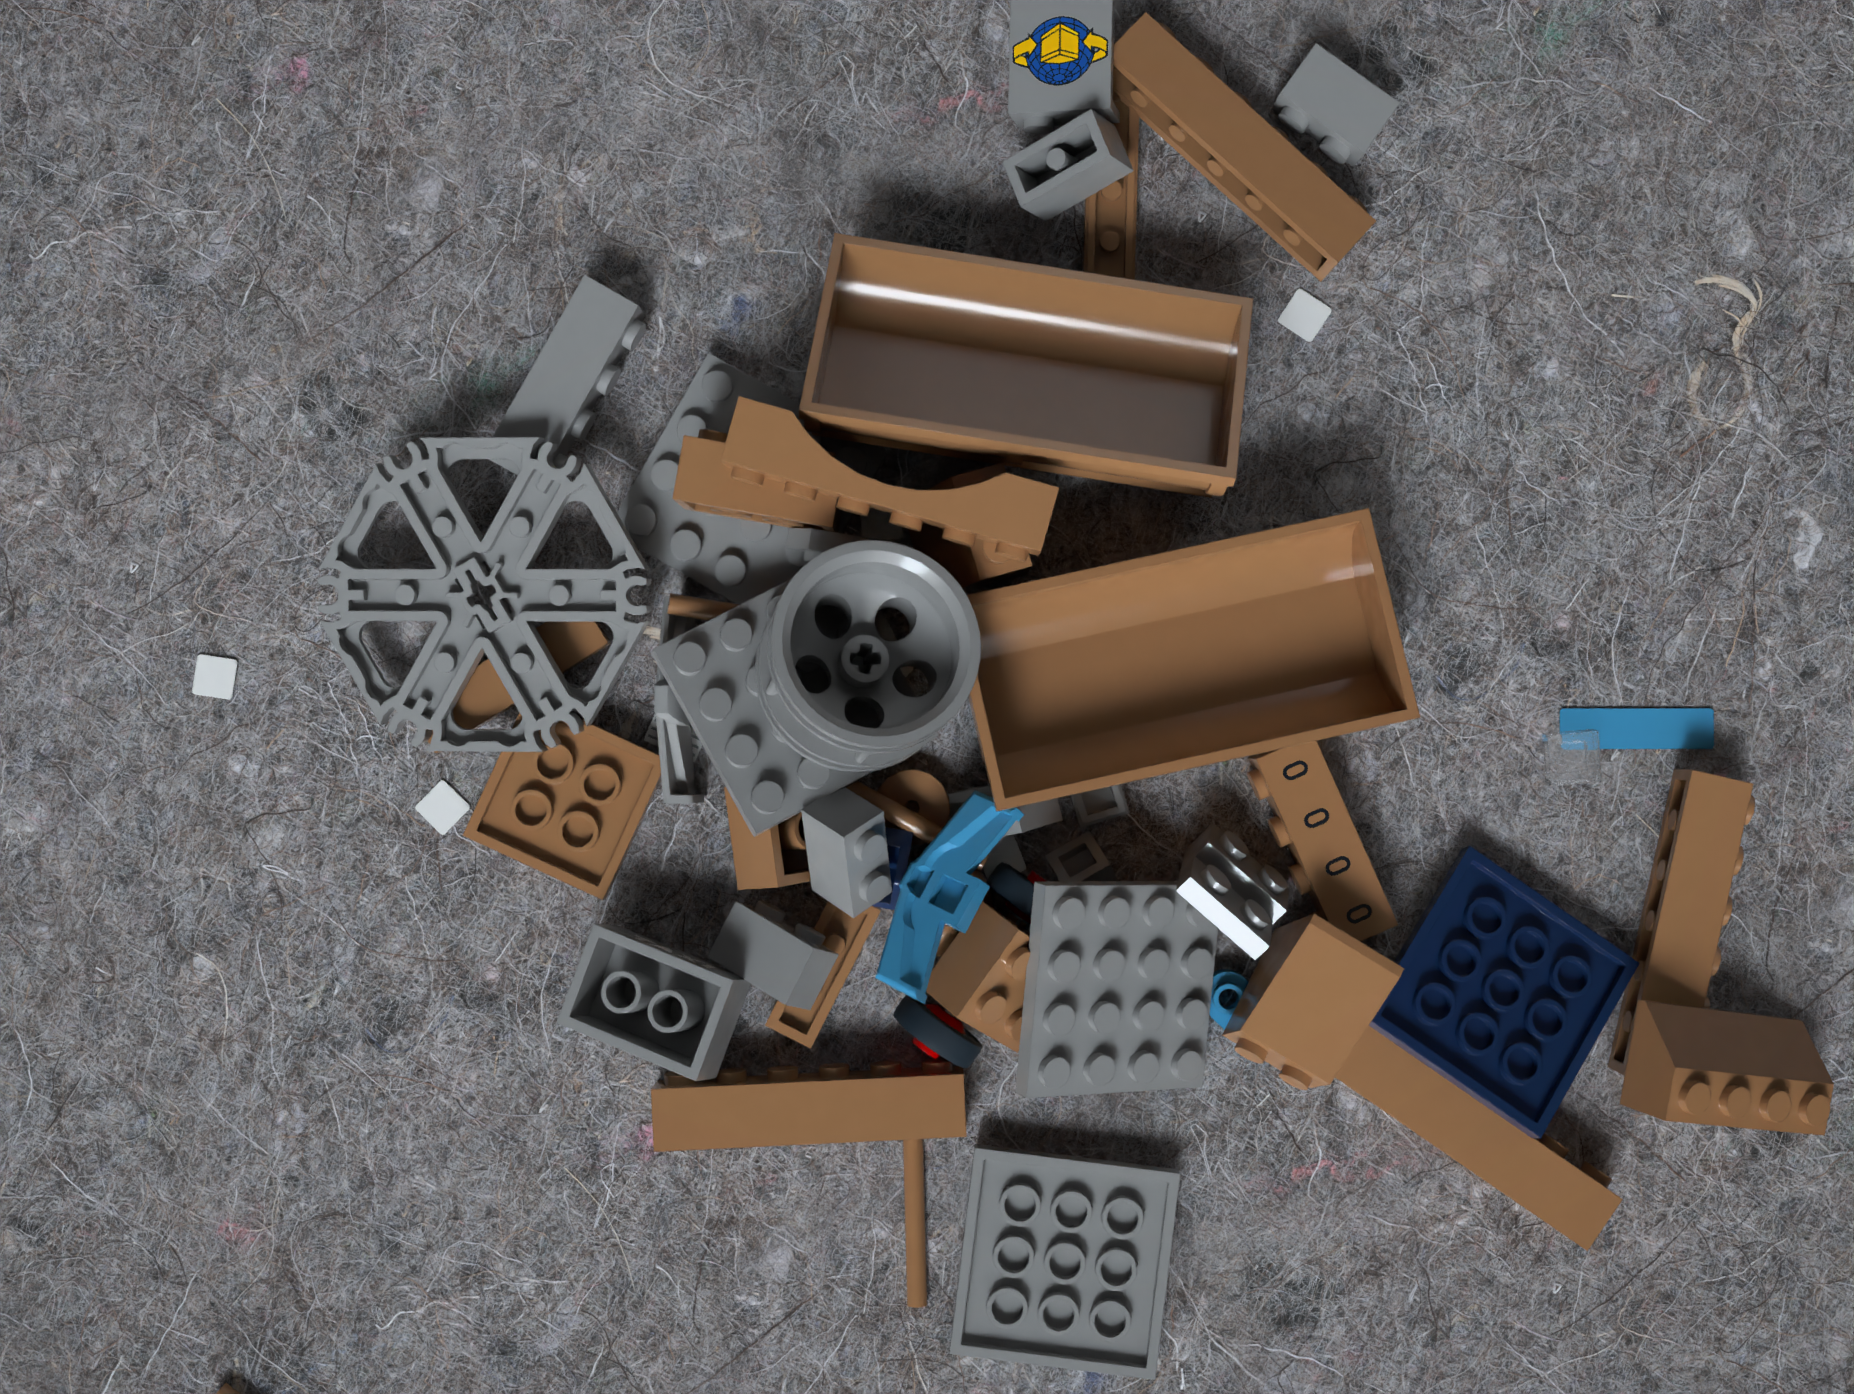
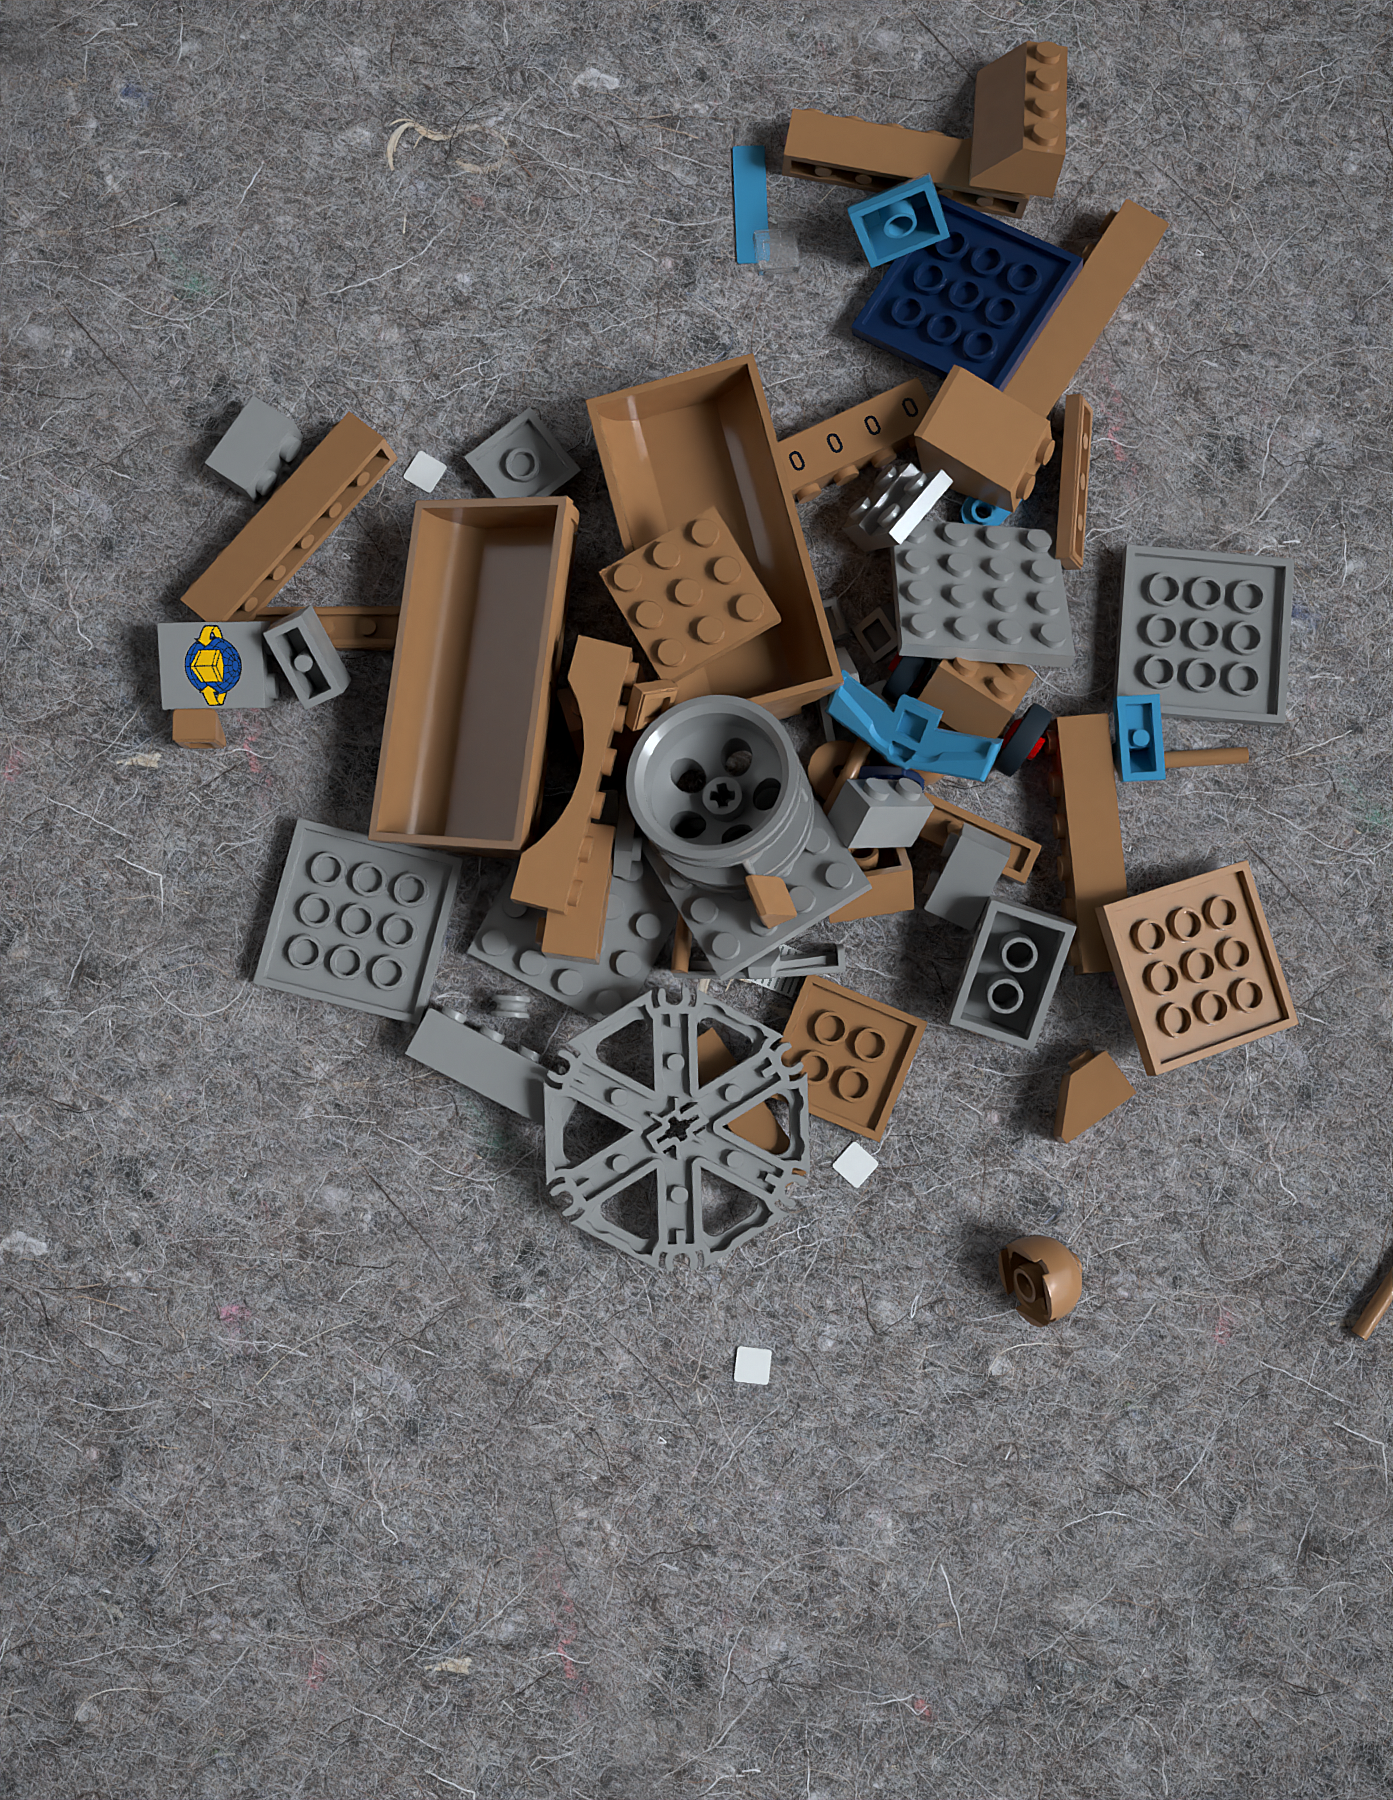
camera: 95 degrees left, 5 degrees down
(297, 1022) = (1043, 1278): none -> medium nougat cylinder
(510, 1087) = (1088, 1093): none -> medium nougat slope
(640, 403) = (510, 1006): none -> light grey bush
(653, 1225) = (1196, 967): none -> medium nougat plate
(739, 712) = (770, 899): none -> medium nougat slope
(745, 222) = (359, 922): none -> light grey plate
(932, 1172) = (1139, 738): none -> dark azure slope
(976, 573) = (649, 701): none -> medium nougat tile
(988, 33) = (198, 729): none -> medium nougat slope
(1110, 626) = (690, 596): none -> medium nougat plate
(1261, 1113) = (1074, 482): none -> medium nougat tile
(1305, 434) = (523, 460): none -> light grey plate
(1602, 910) = (899, 220): none -> dark azure slope

